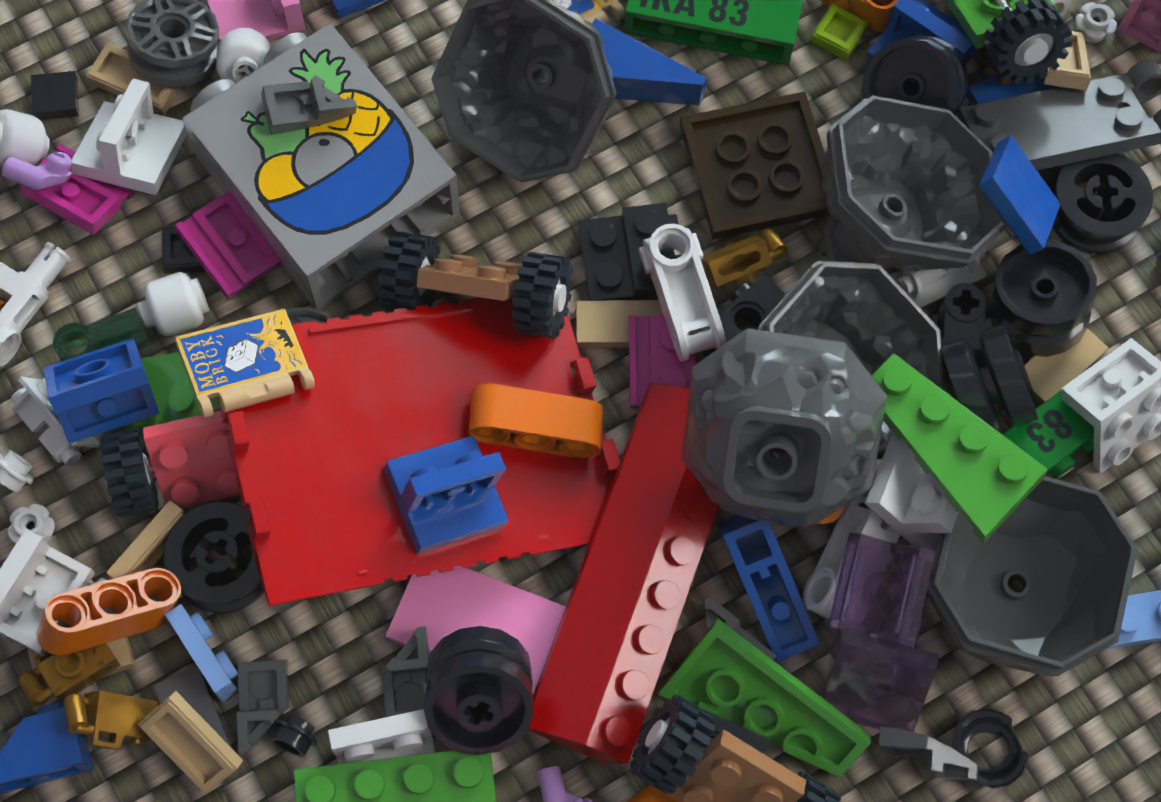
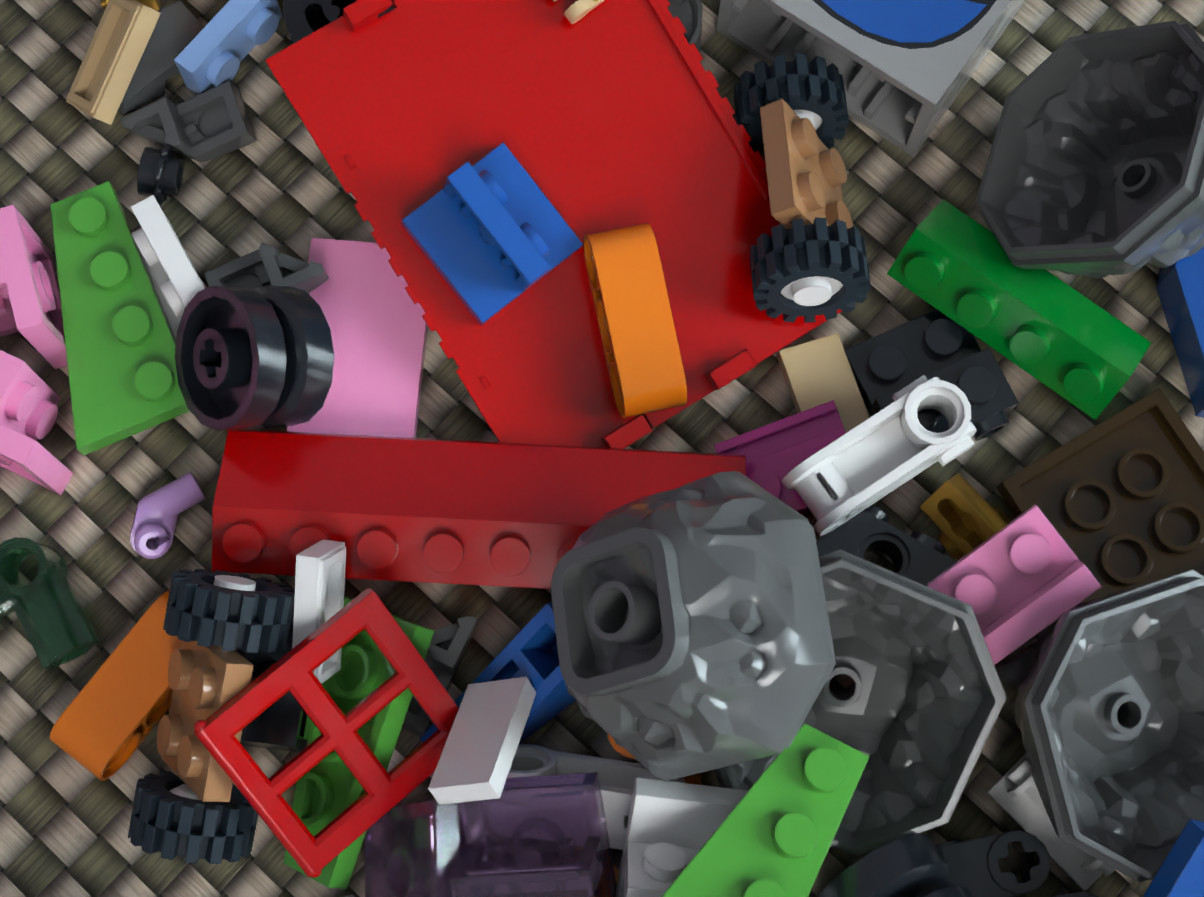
camera: 75 degrees right, 5 degrees up
(604, 182) = (1018, 310): none -> green brick
(688, 688) = (319, 595): none -> white tile
(737, 706) = (337, 732): none -> red window
(795, 236) = (1018, 582): none -> bright pink bracket
(807, 602) = (483, 741): none -> white tile

